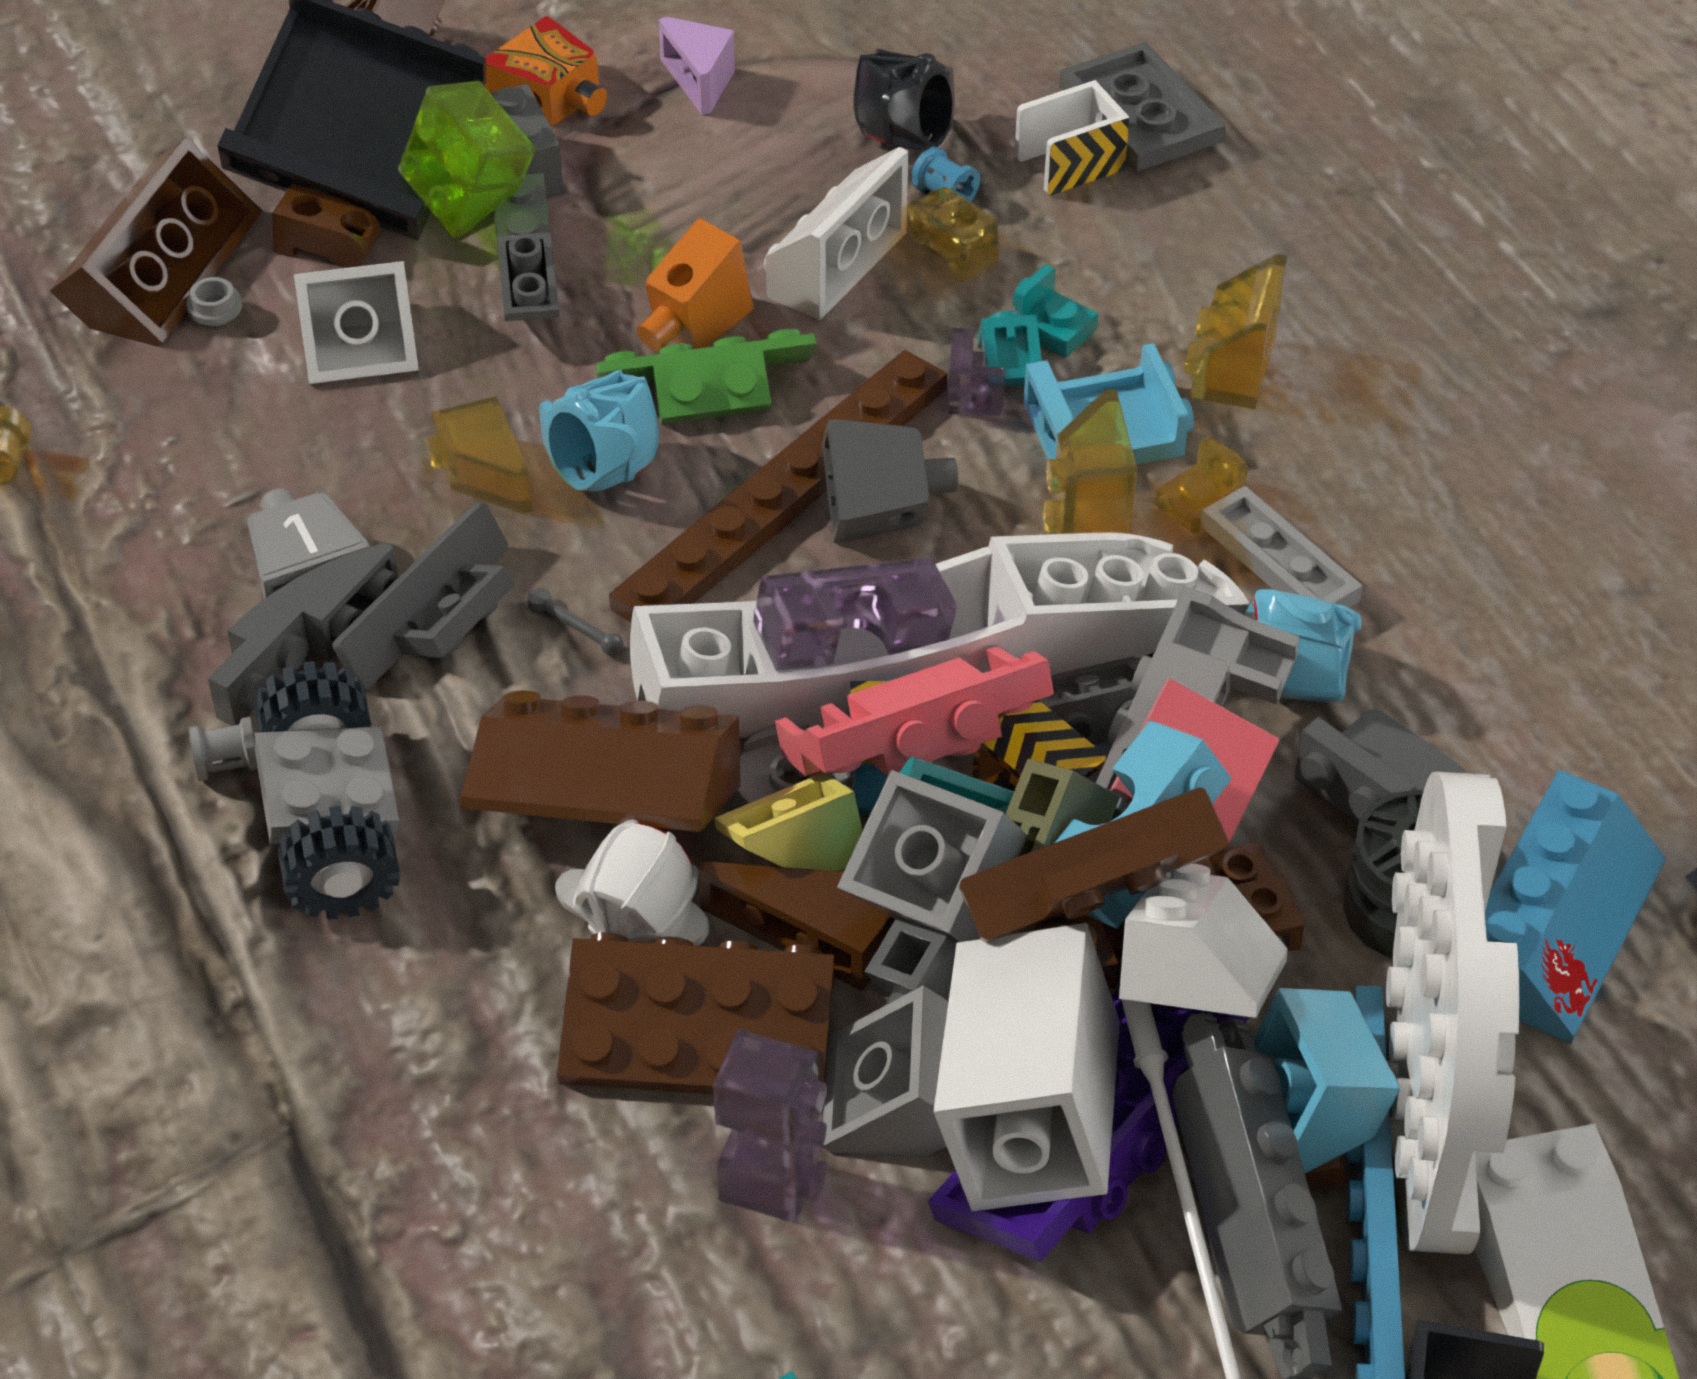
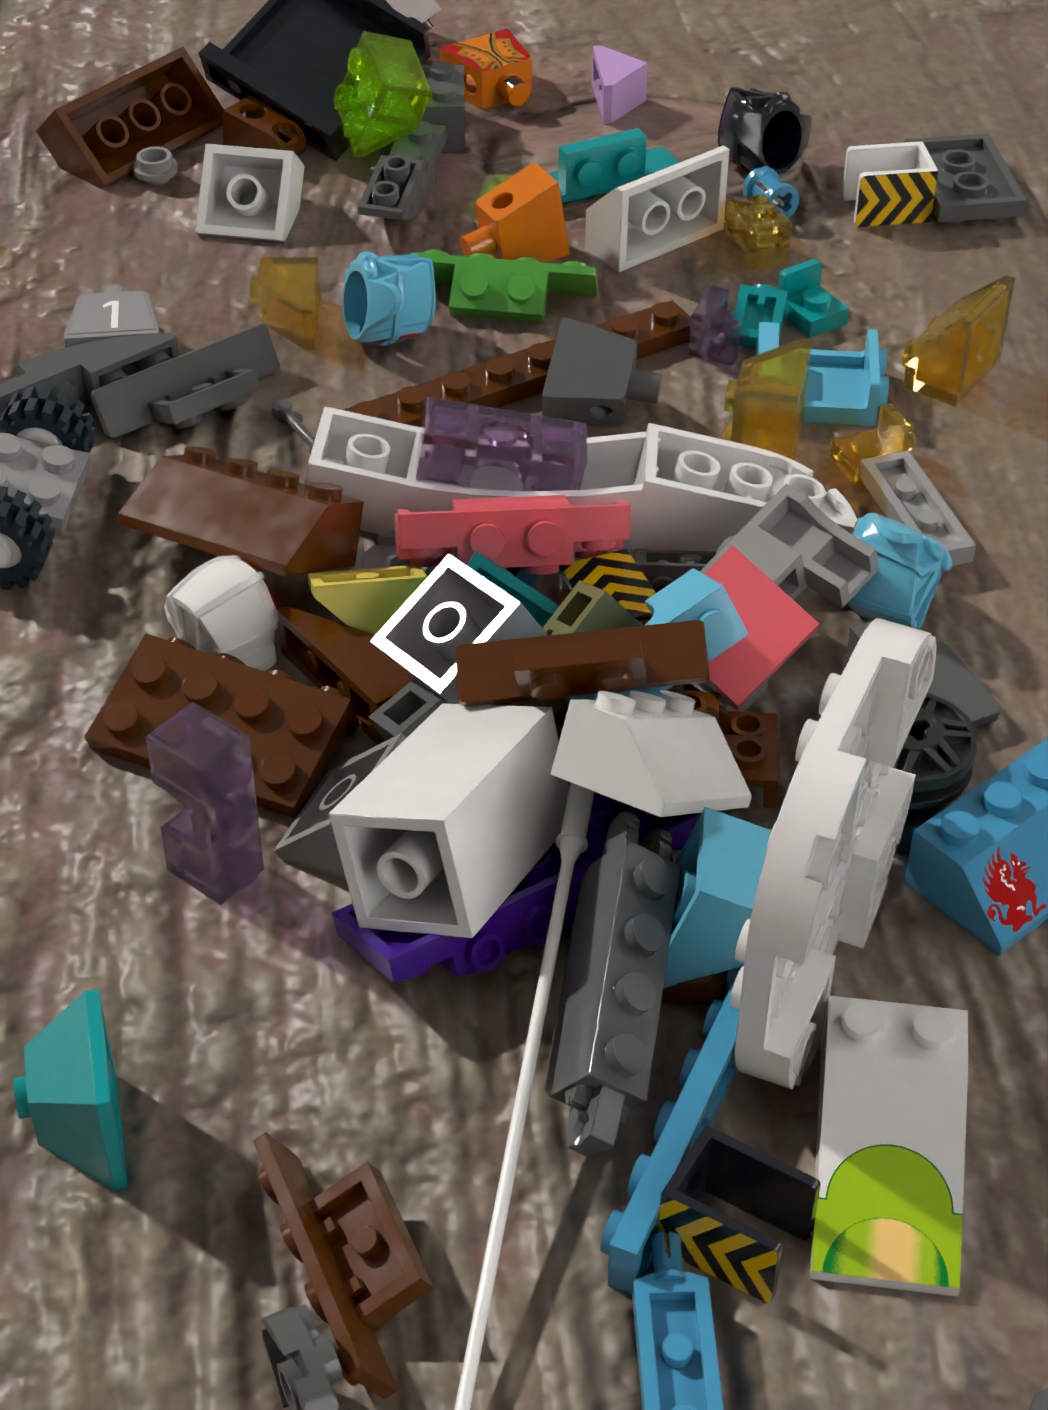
camera: 20 degrees right, 5 degrees down
(743, 189) = (607, 163): none -> teal bracket

